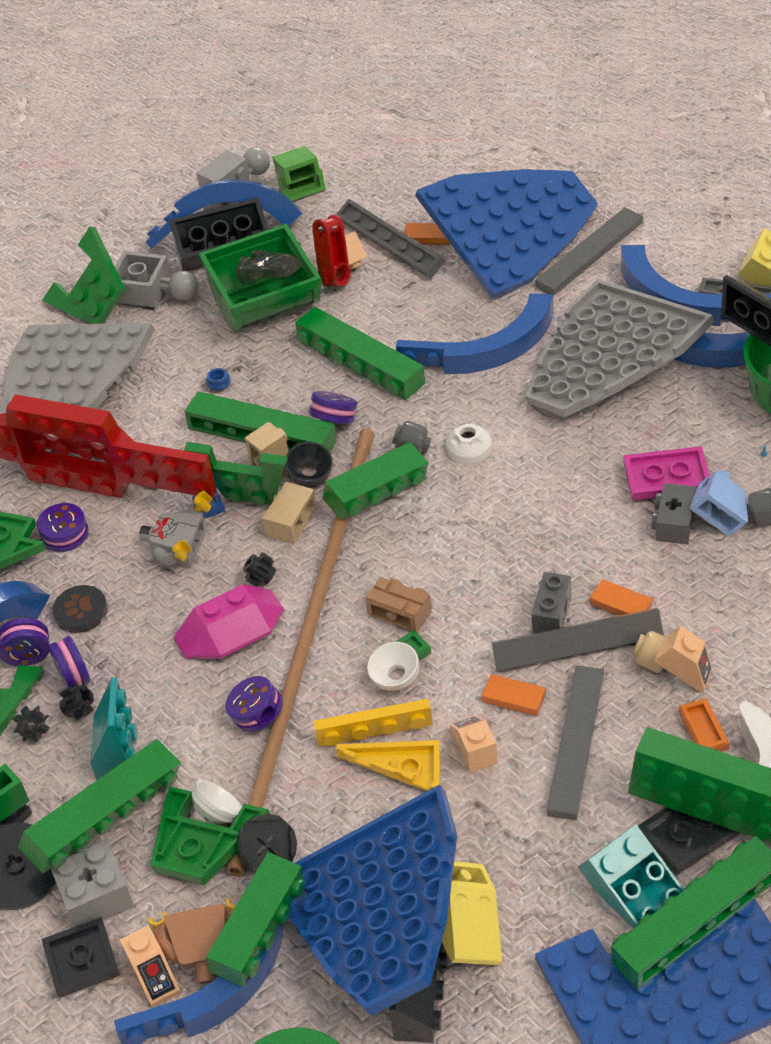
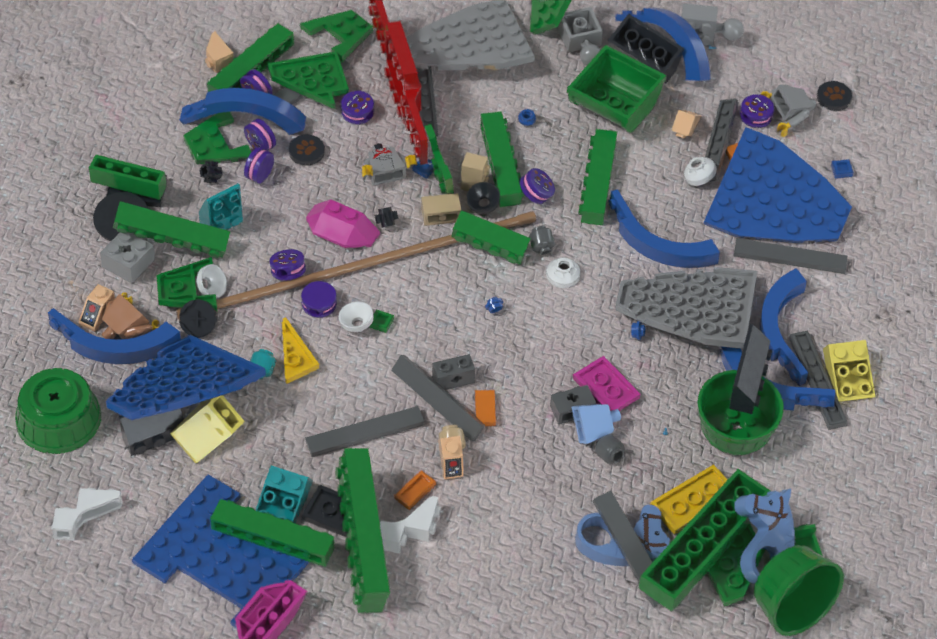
camera: 50 degrees right, 5 degrees up
(76, 701) = (239, 179): black gear -> none
(80, 957) = (85, 275): black plate -> none
(255, 920) = (142, 334): green brick -> none
(265, 265) = (621, 87): clear smoke piece -> none
(298, 173) = (738, 58): bright green plate -> none
(331, 251) = (667, 114): red piece -> none
(331, 694) = (319, 299): none -> dark purple head
(373, 722) = (312, 327): yellow plate -> none
(376, 193) = (757, 111): none -> dark purple head
(389, 797) = (265, 359): none -> teal head
(392, 161) = (792, 105): none -> light grey torso
(399, 604) = (406, 297): medium nougat brick -> none
(402, 133) = (834, 95): none -> black tile
(427, 273) = (701, 174): none -> white piece
(473, 524) = (494, 304): none -> blue plate
(475, 743) = (330, 381): light nougat slope -> none
(503, 163) = (842, 169): none -> blue tile
(514, 694) = (378, 386): orange tile -> none
(605, 411) = (638, 330): none -> blue plate

